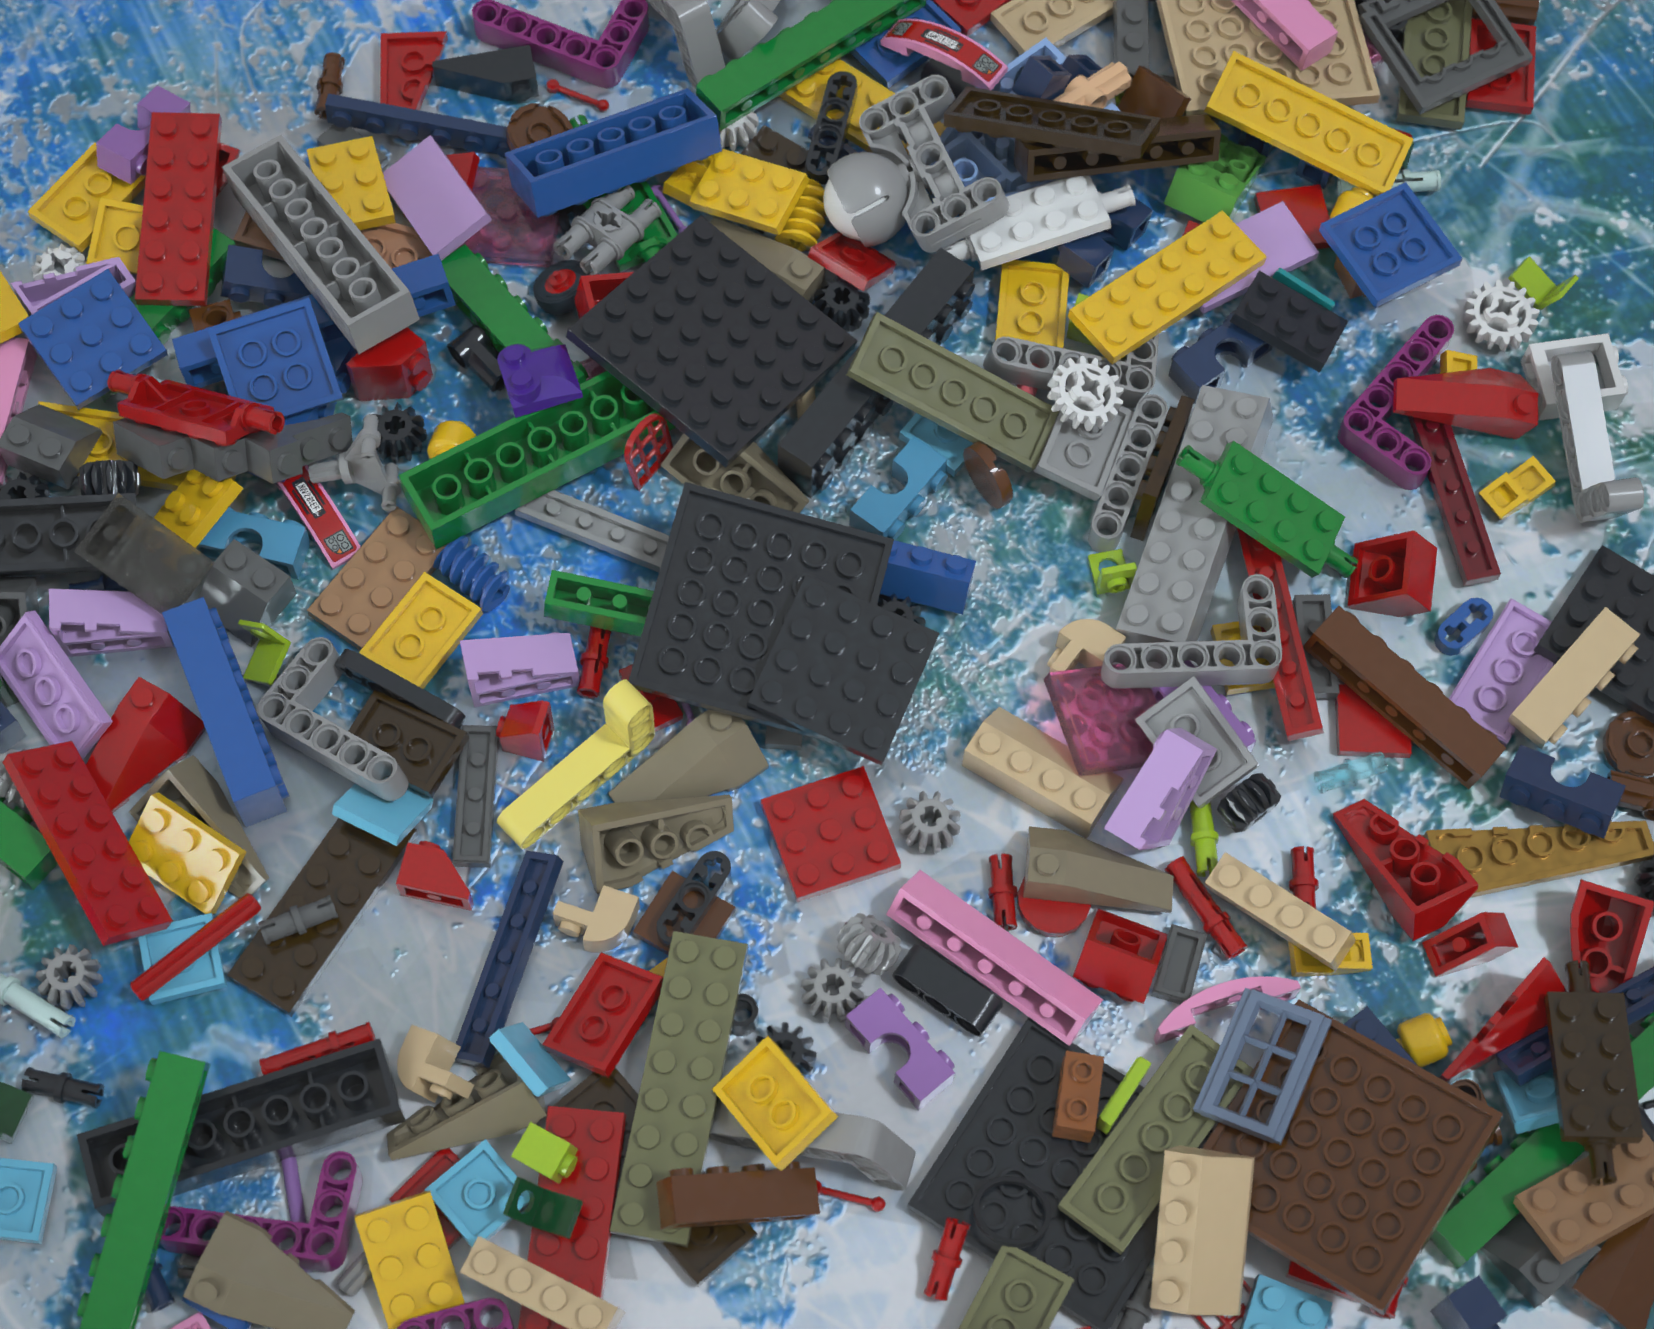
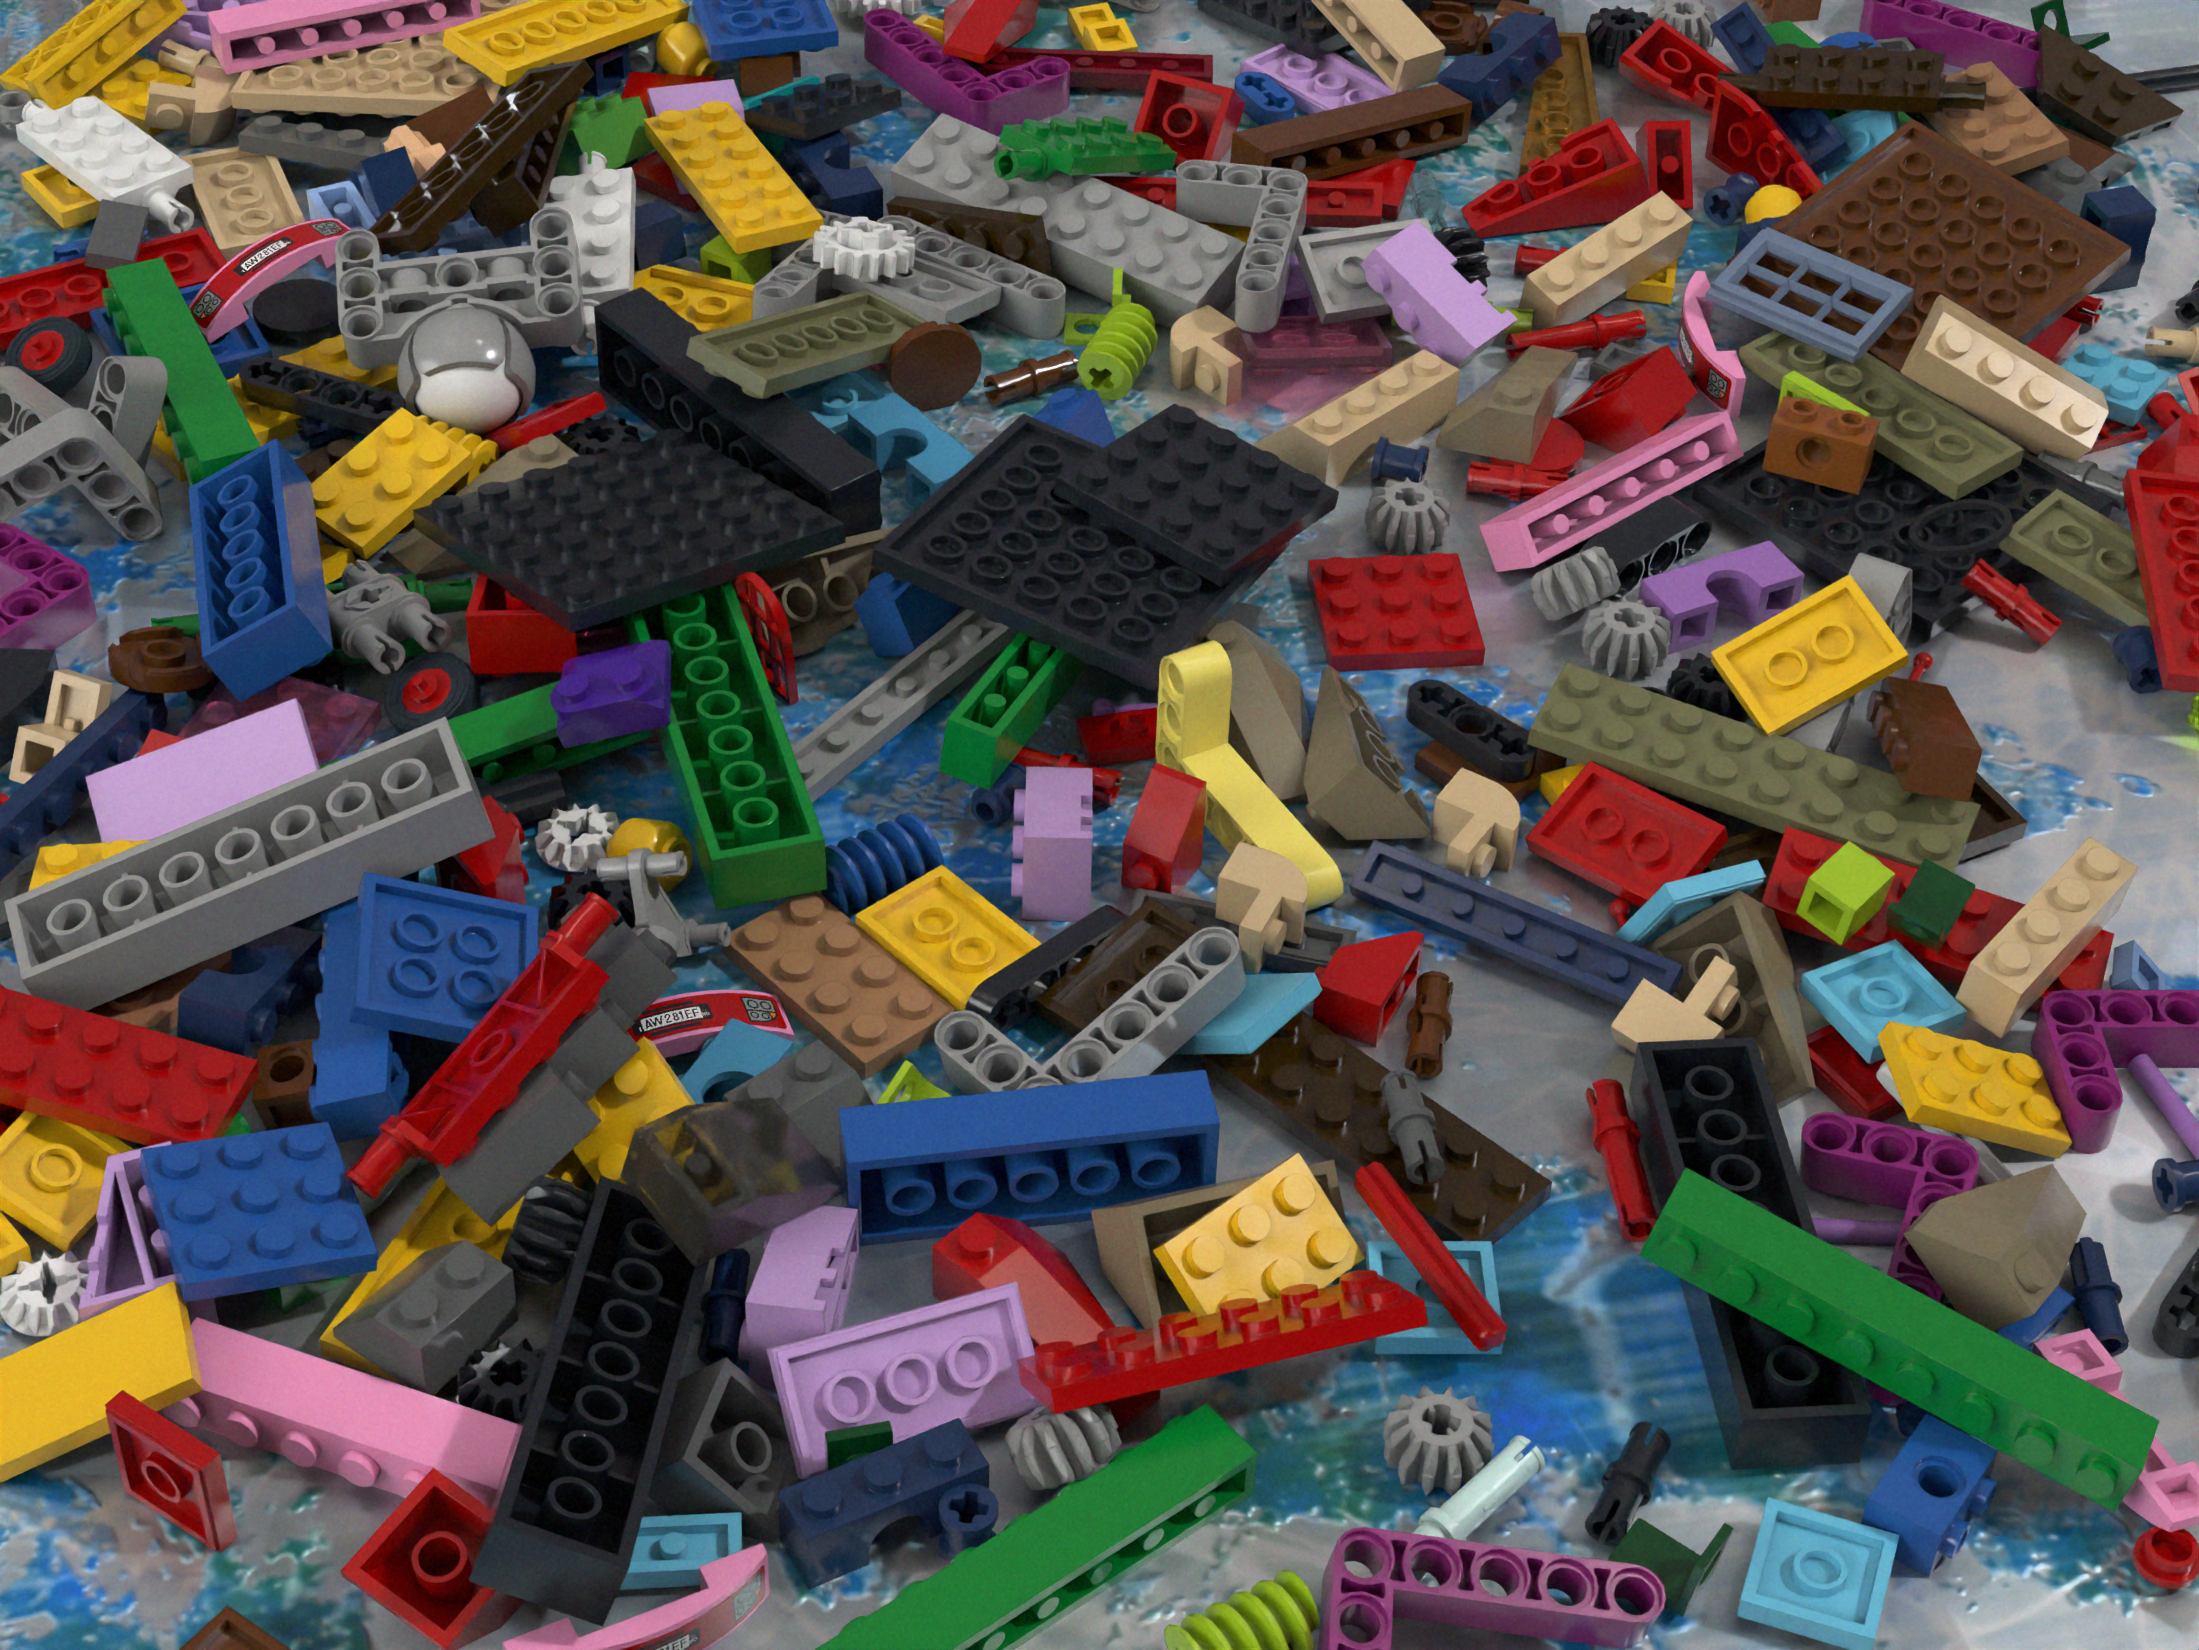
camera: 75 degrees left, 25 degrees down
(53, 1245) = (1932, 1493): none -> blue brick
(414, 921) = (1429, 1024): none -> reddish brown pin
(481, 415) = (555, 834): none -> white gear
(482, 804) = (1265, 899): none -> tan brick
(483, 108) = (71, 707): none -> tan brick
(554, 87) = (124, 624): red hinge -> none
(578, 632) = (996, 804): none -> dark blue pin
(995, 806) = (1399, 462): none -> dark blue bush
(1022, 543) = (1031, 377): none -> reddish brown pin
(1061, 591) = (1118, 351): none -> lime piece
(1446, 1003) = (1726, 202): none -> dark blue bush

